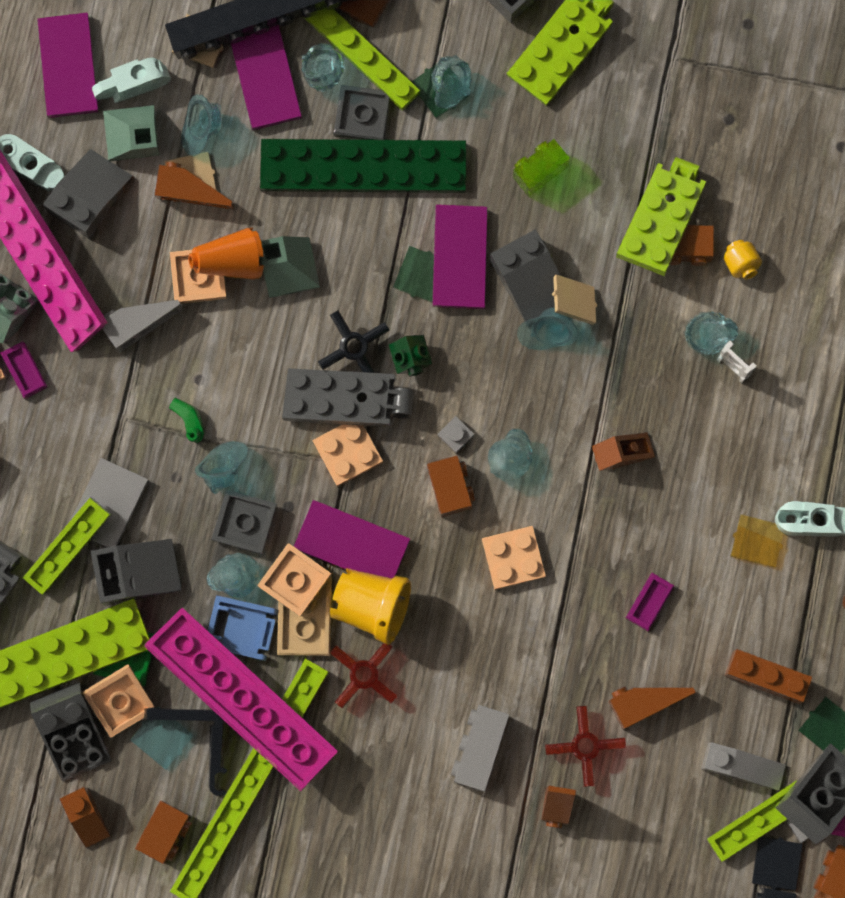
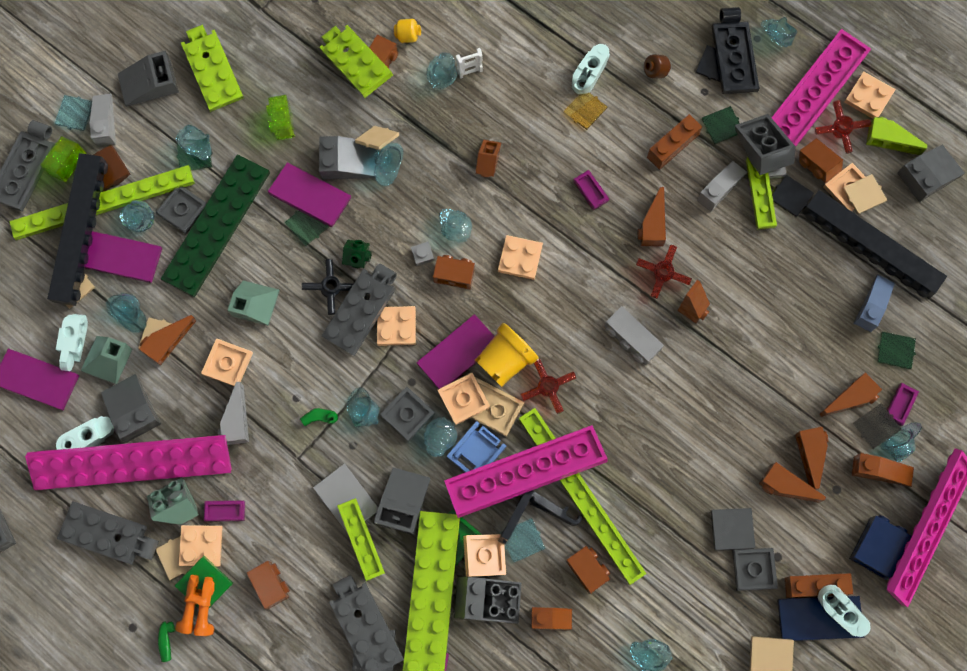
camera: 65 degrees left, 5 degrees down
(230, 256) = (227, 331): orange cone -> none

